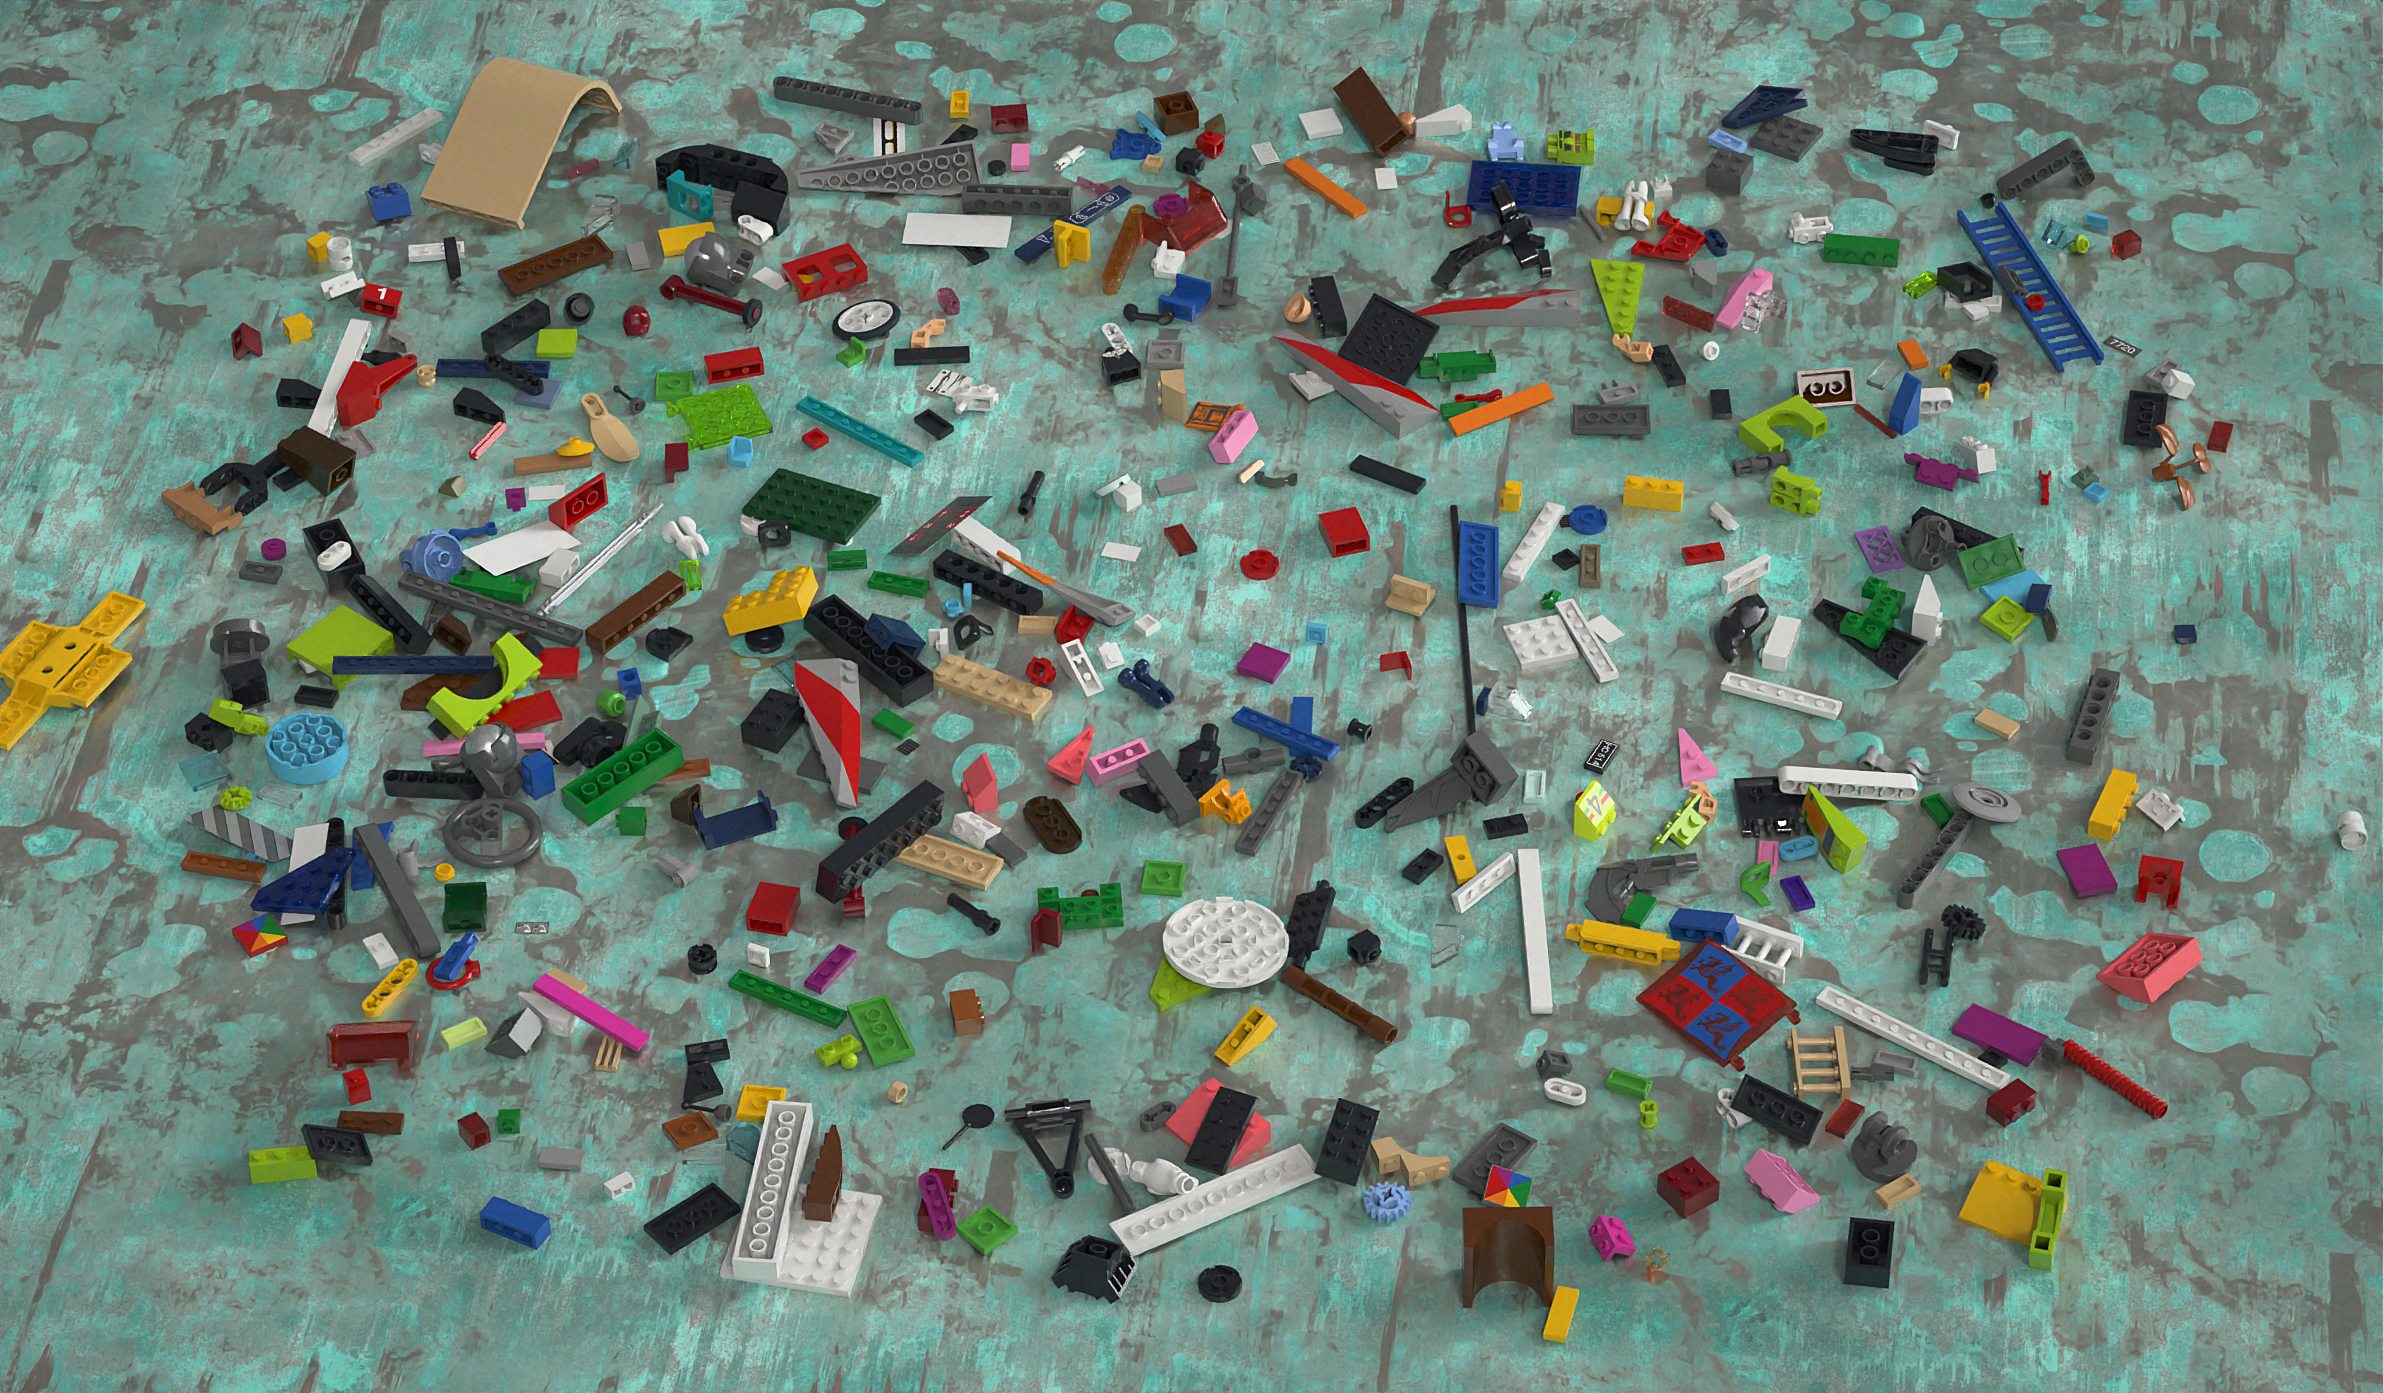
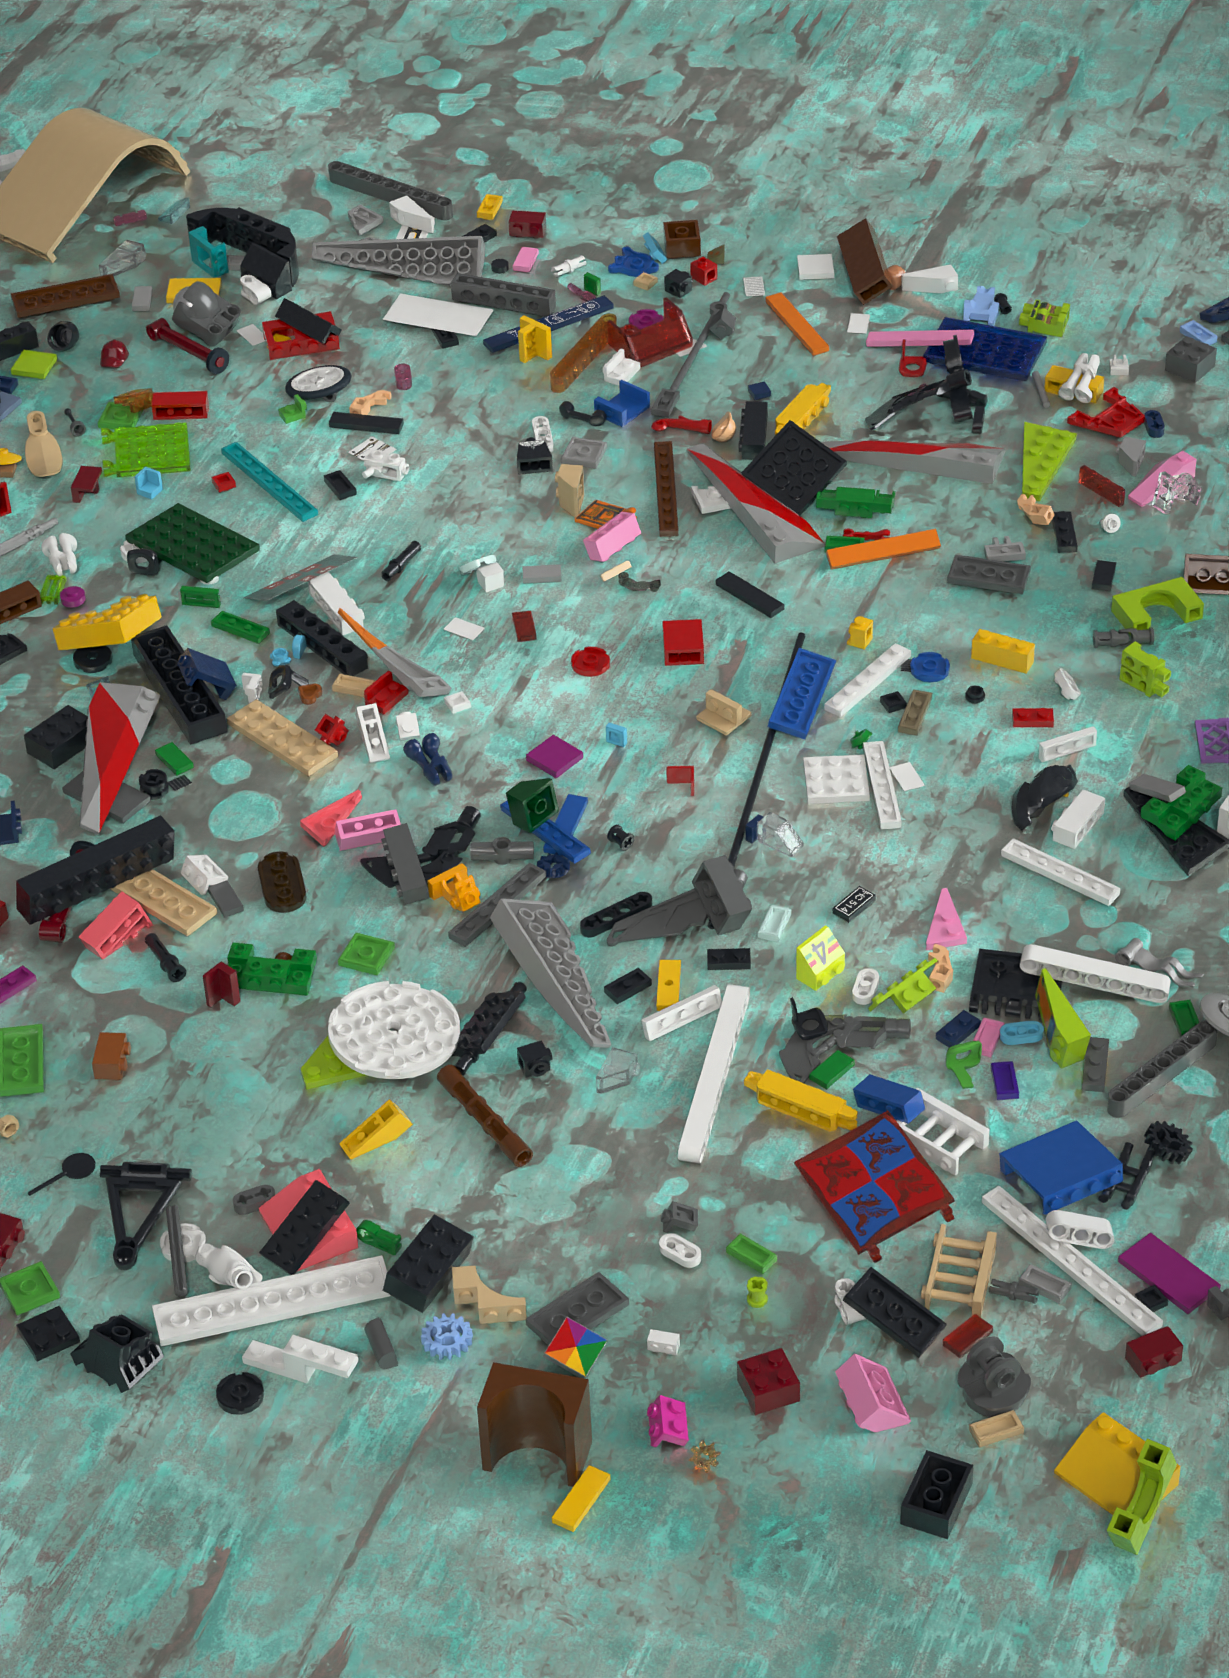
camera: 15 degrees right, 0 degrees up
(688, 363) = (137, 399): none -> clear orange bracket
(715, 579) = (72, 596): none -> magenta wheel
(830, 257) = (306, 321): none -> black panel
(881, 124) = (410, 214): none -> white slope
(886, 751) = (154, 783): none -> black wheel
(914, 891) = (115, 925): none -> coral wedge
(980, 785) = (224, 832): coral slope -> none
(997, 639) = (309, 693): none -> dark orange tile
(1021, 1265) = (48, 1333): none -> black plate
(1102, 174) = (592, 283): none -> green tile
(1262, 379) = (666, 489): none -> reddish brown tile
(1265, 1243) = (300, 1359): none -> white bracket
(1270, 711) = (532, 803): none -> dark green slope
(1274, 310) = (703, 426): none -> red plant
(1291, 1129) = (375, 1236): none -> green piece
(1315, 264) = (759, 390): none -> dark blue tile
(1330, 846) = (548, 958): none -> light grey wedge
(1331, 1218) = (380, 1344): none -> dark grey brick
(1367, 280) = (804, 406): none -> yellow hinge
(1455, 186) = (918, 338): none -> bright pink tile
(1521, 132) = (1004, 306): none -> black pin
(1581, 1172) = (663, 1342): none -> white piece
(1606, 862) = (811, 1014): none -> black piece
(1641, 540) = (975, 694): none -> black plate
(1642, 830) = (865, 986): none -> white plate
(1739, 855) = (958, 1029): none -> dark blue plate
(1847, 602) = (1157, 787): none -> light grey tile
(1874, 867) = (1095, 1065): none -> dark grey plate
(1879, 957) = (1063, 1165): none -> blue panel
(1913, 1010) = (1080, 1229): none -> white beam

